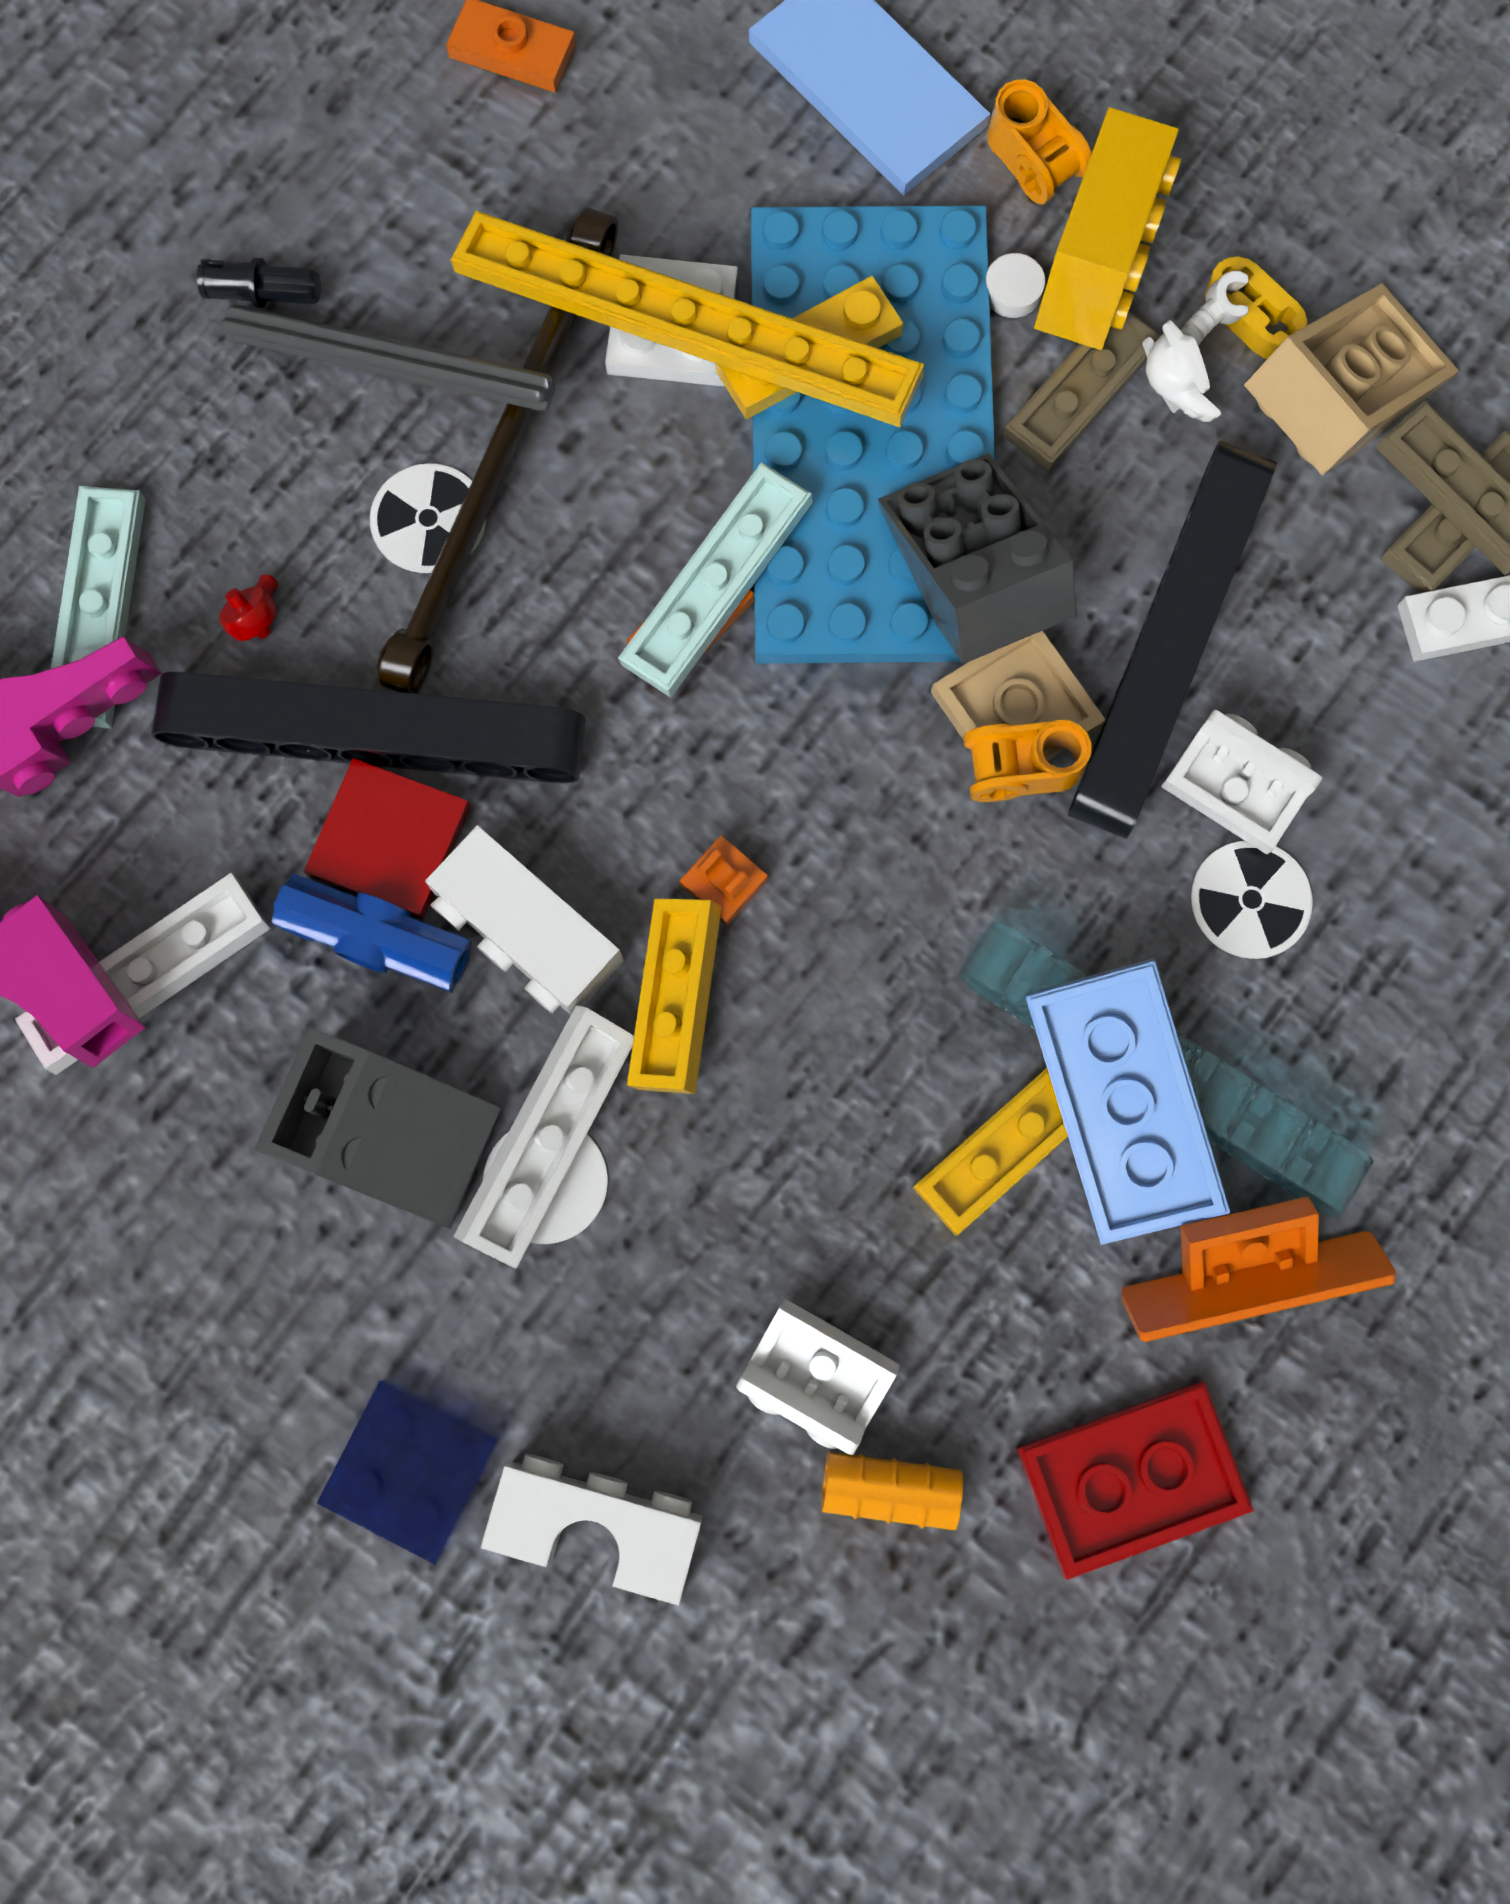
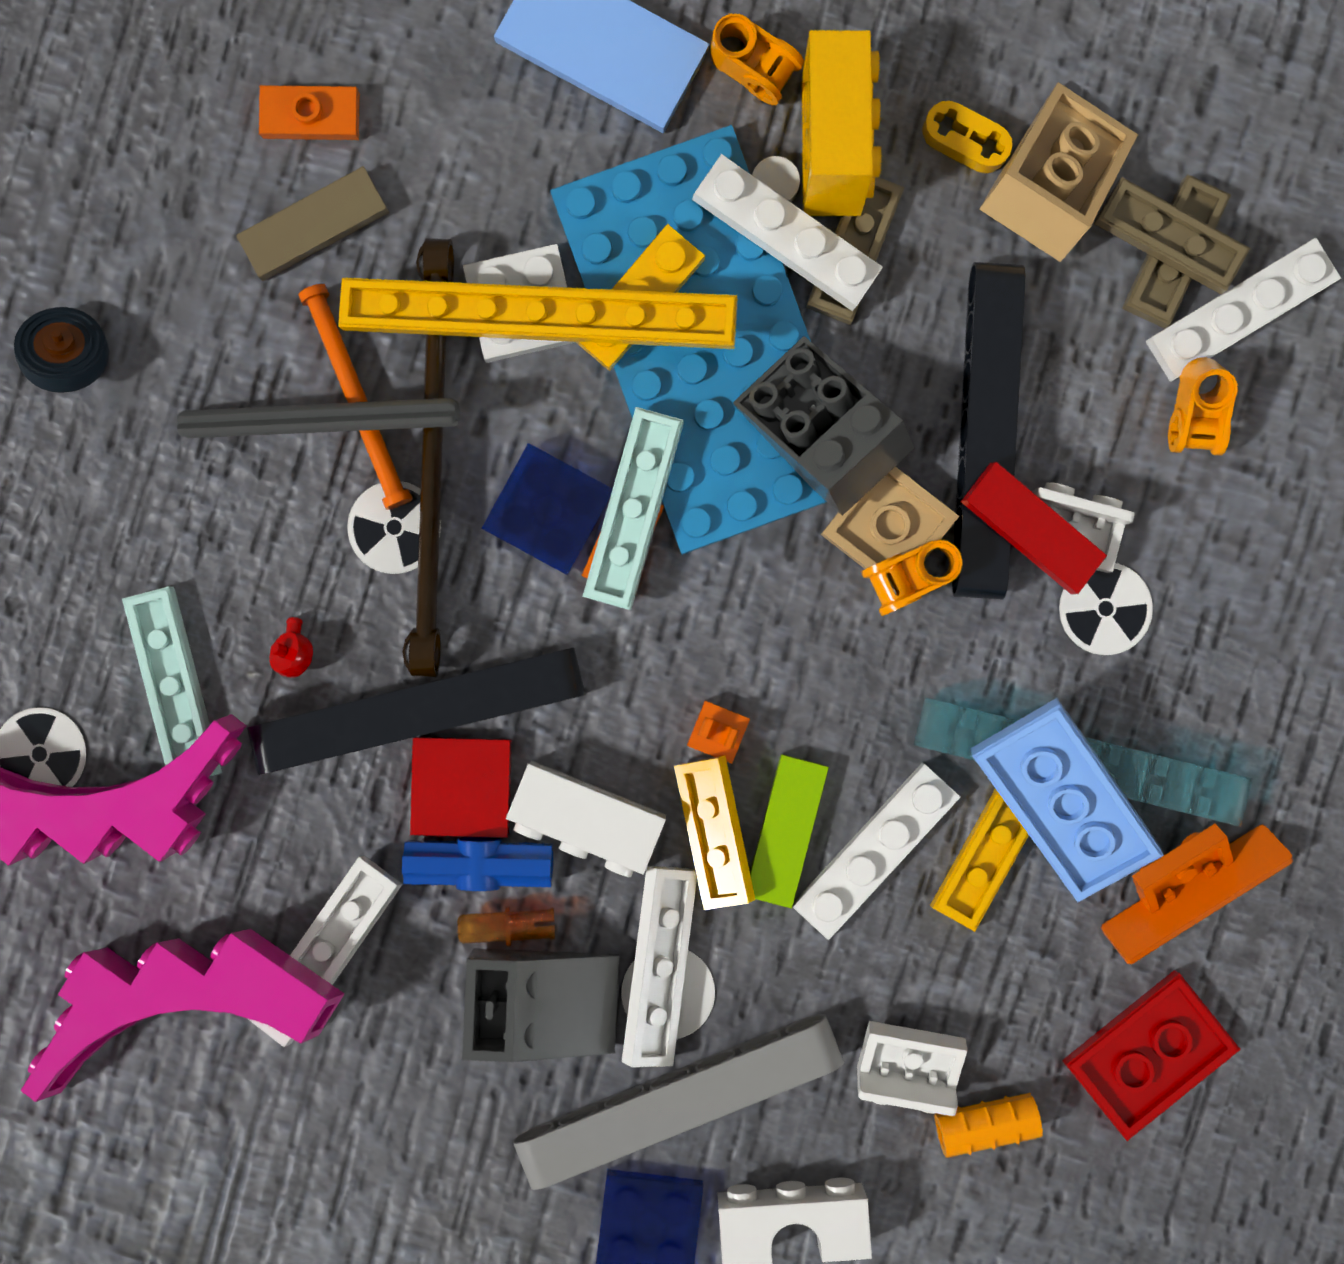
camera: 20 degrees left, 10 degrees up
(128, 192) = (61, 349): none -> black wheel
(257, 282) = (191, 386): black axle -> none
(377, 1022) = (505, 926): none -> clear orange axle
(439, 235) = (315, 299): none -> orange bar
(467, 159) = (312, 223): none -> dark tan tile
(505, 1316) = (678, 1101): none -> light grey beam
(614, 552) = (548, 509): none -> clear blue plate
(765, 1027) = (787, 830): none -> lime tile
(866, 1092) = (875, 851): none -> white plate
(1008, 335) = (786, 232): none -> white plate
(1174, 360) = (919, 211): white piece -> none
(1192, 757) = (1033, 528): none -> red tile
(1443, 700) = (1205, 418): none -> light orange piece

